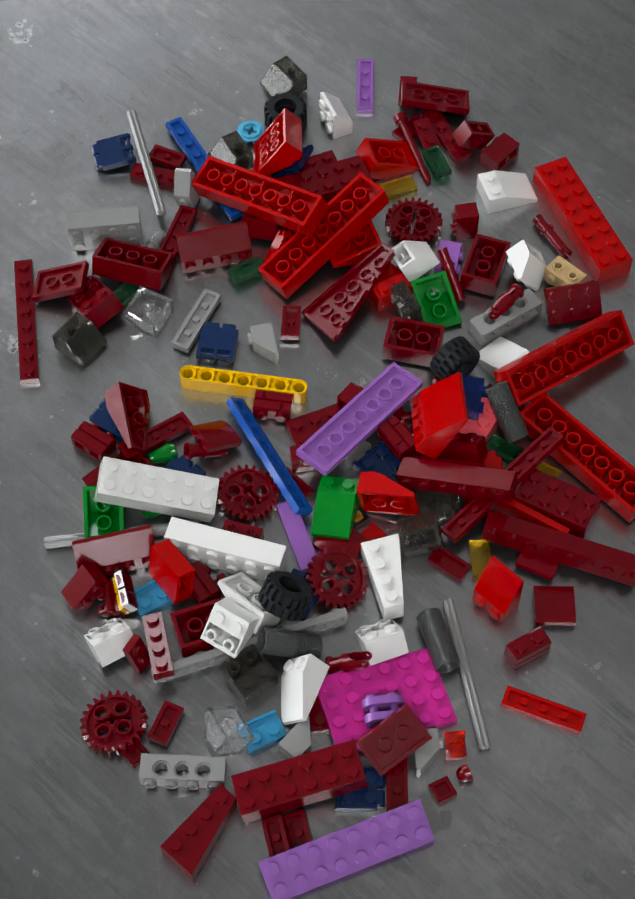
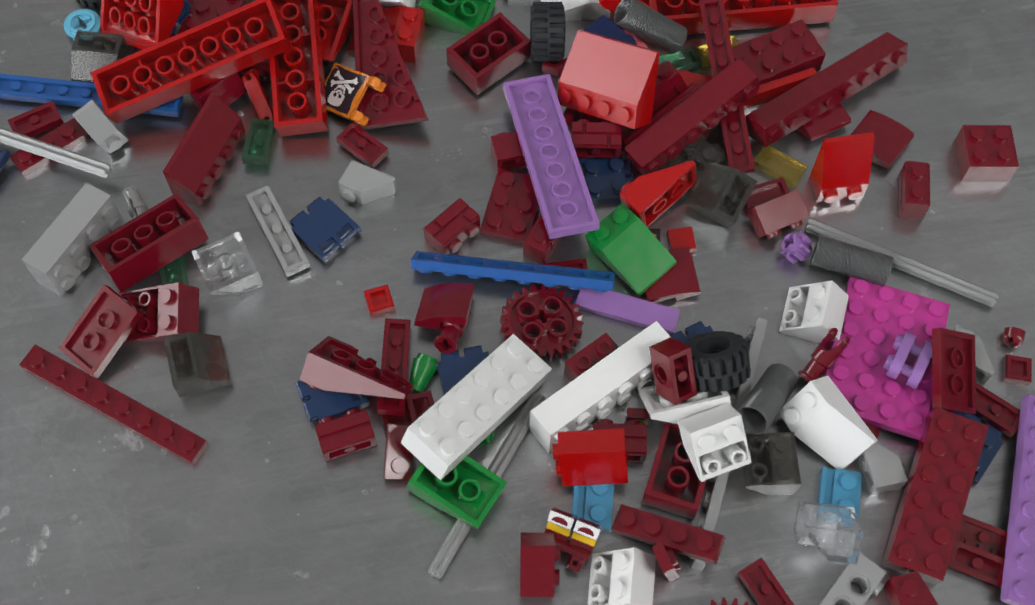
camera: 55 degrees left, 5 degrees up
(116, 550) = (517, 504): slope -> none
(181, 224) = (143, 171): dark red plate -> none
(195, 402) = (379, 300): none -> red tile
(235, 379) = (395, 248): yellow beam -> none
(256, 573) = (673, 370): none -> dark red brick
(318, 287) = (345, 91): none -> flag
(339, 560) = (701, 288): dark red gear -> none
(385, 574) = (744, 256): white wedge -> none
(405, 300) = (442, 25): clear smoke plate -> none
(420, 601) = (796, 247): none -> medium lavender gear
(436, 576) = (778, 213): none -> brick
(455, 745) = (979, 324): clear red panel -> none
(543, 709) = (984, 224): red tile -> none
(598, 676) = (986, 153): none -> dark red brick

